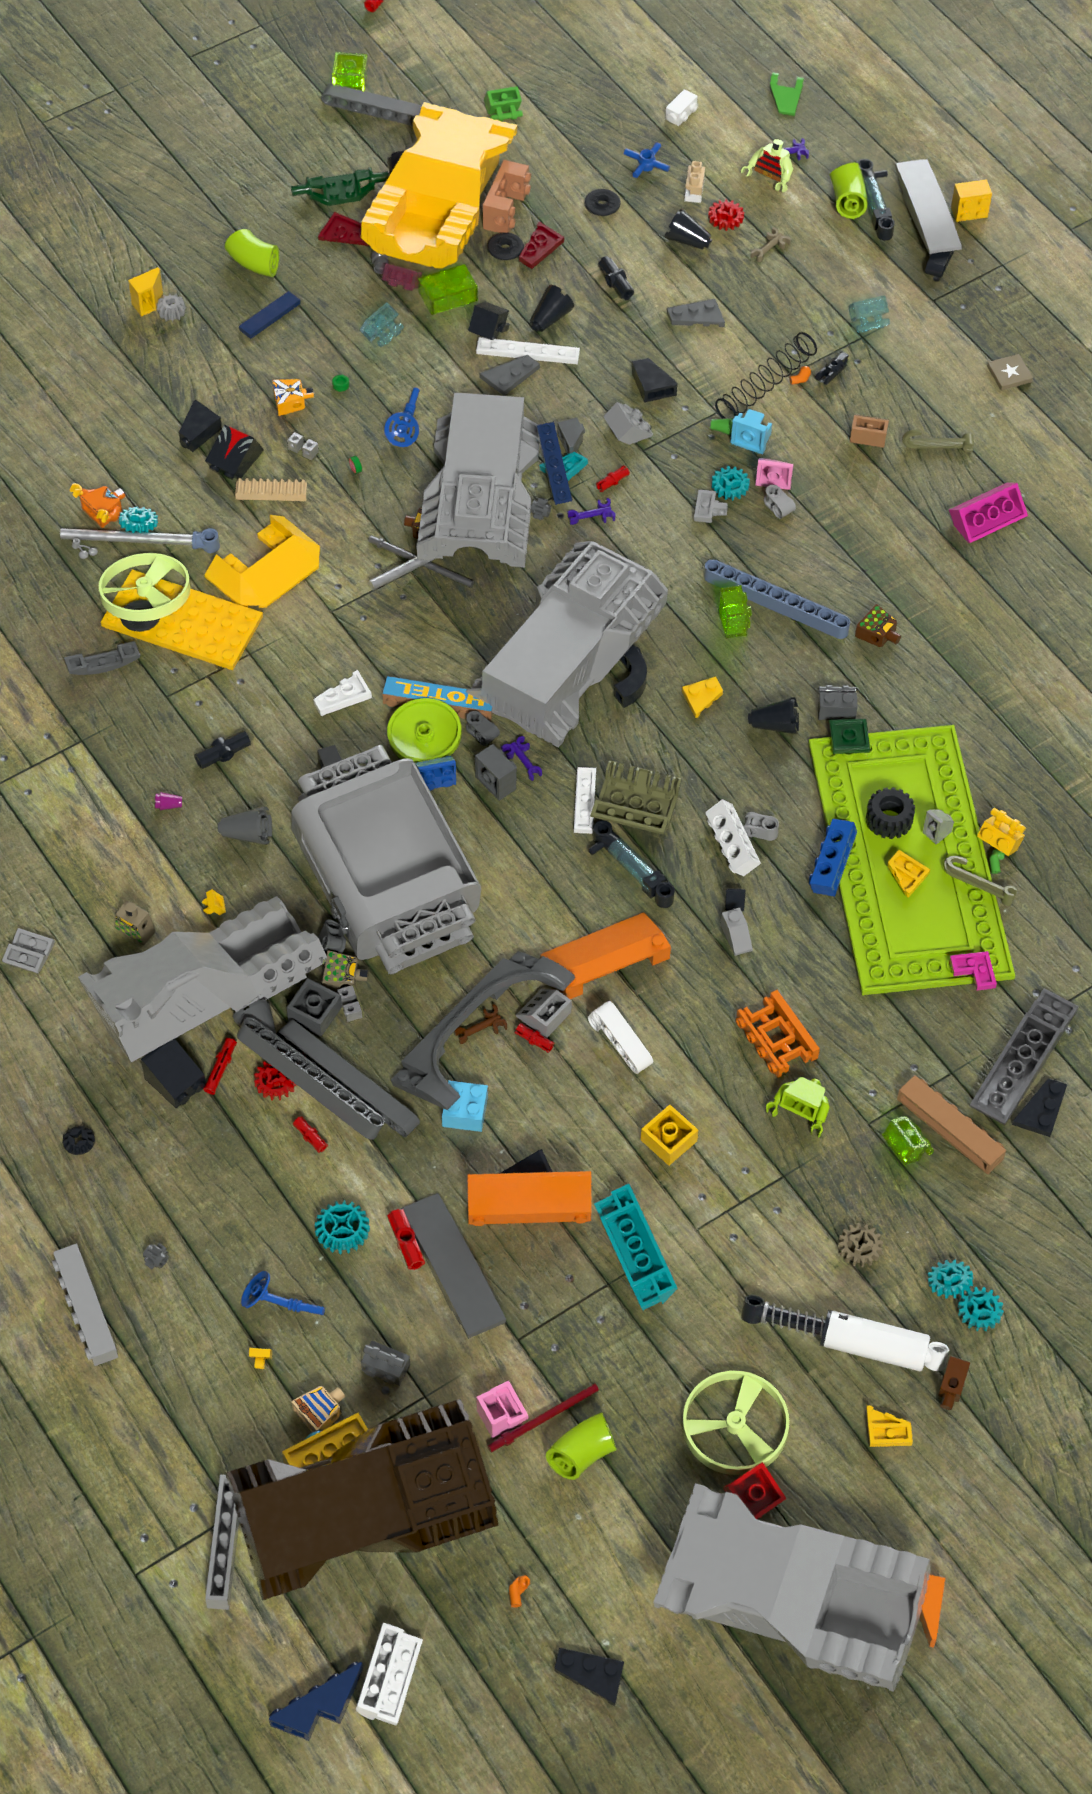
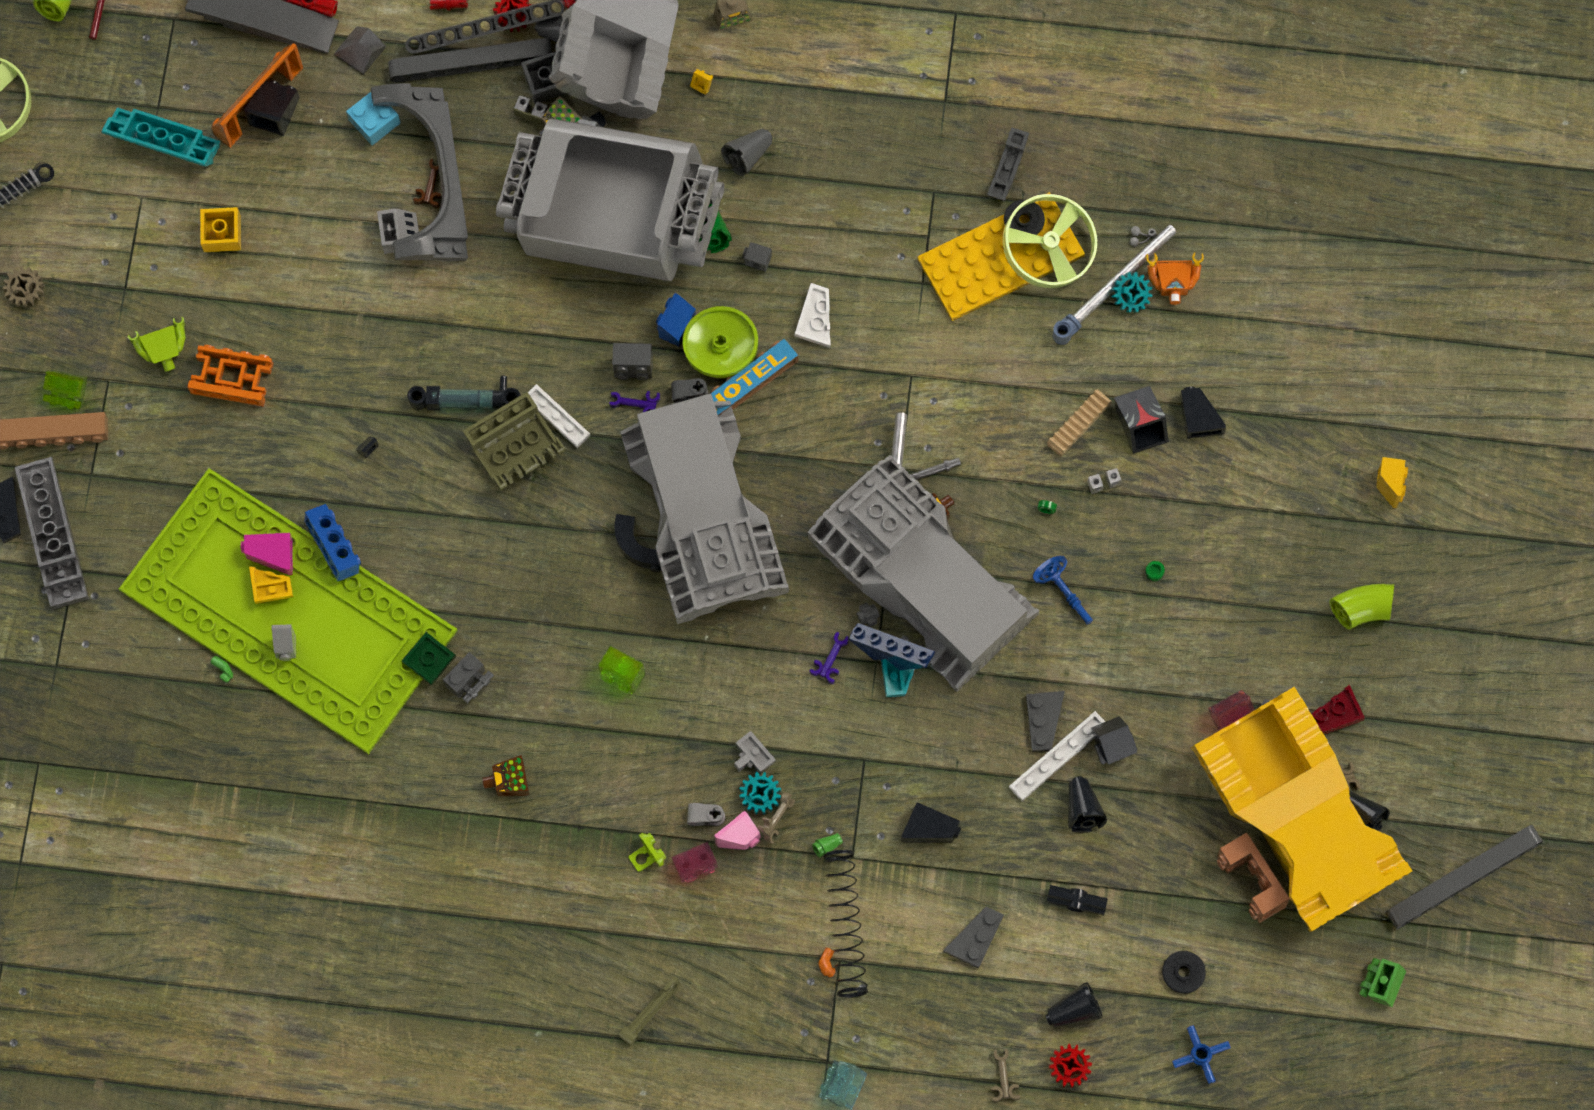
camera: 135 degrees right, 15 degrees up
(167, 801) = (826, 116): magenta cone -> none
(171, 307) = (1356, 499): light grey gear -> none
(222, 749) = (840, 189): black piece -> none
(269, 315) = (1286, 573): dark blue tile -> none
(289, 562) = (983, 364): yellow slope -> none
(290, 395) = (1171, 513): torso -> none
(340, 188) = (1397, 750): dark green plate -> none
(350, 70) = (1543, 874): clear neon green brick -> none
(379, 322) = (1191, 648): clear light blue brick -> none
(412, 1169) = (360, 49): none -> flat silver slope
(448, 289) = (1184, 731): clear neon green brick -> none
(515, 243) = (1201, 851): black wheel -> none
(534, 1037) = (372, 213): red pin -> none
(541, 244) = (1174, 869): dark red wing -> none
(570, 434) = (926, 706): dark grey slope -> none
(610, 951) = (407, 316): orange slope -> none
(612, 478) = (852, 704): red pin -> none
(621, 1036) = (329, 262): white beam -> none
(627, 424) = (897, 764): light grey slope -> none
(695, 182) = (1135, 1072): tan hips -> none
(702, 694) = (573, 587): yellow wing -> none
(732, 837) = (417, 486): white brick -> none
(736, 931) = (339, 421): light grey slope -> none
(748, 459) = (769, 824): none -> dark tan bar
(749, 431) = (794, 852): medium azure panel -> none
(760, 825) = (413, 519): light grey piece -> none
(777, 716) = (494, 617): black cone -> none
(778, 599) = (615, 715): sand blue beam -> none
(816, 485) = (694, 862): none -> clear pink brick
(832, 518) = (654, 855): none -> lime bracket
(833, 368) = (809, 1005): black hinge -> none
(869, 430) = (715, 962): medium nougat slope -> none
(881, 891) = (270, 550): none -> dark pink slope
(893, 801) = (324, 602): black tyre -> none
(976, 964) = (146, 563): dark pink plate -> none
(989, 512) = (541, 980): dark pink slope -> none
(1002, 832) = (235, 685): yellow brick -> none
(1006, 894) = (217, 630): olive piece -> none

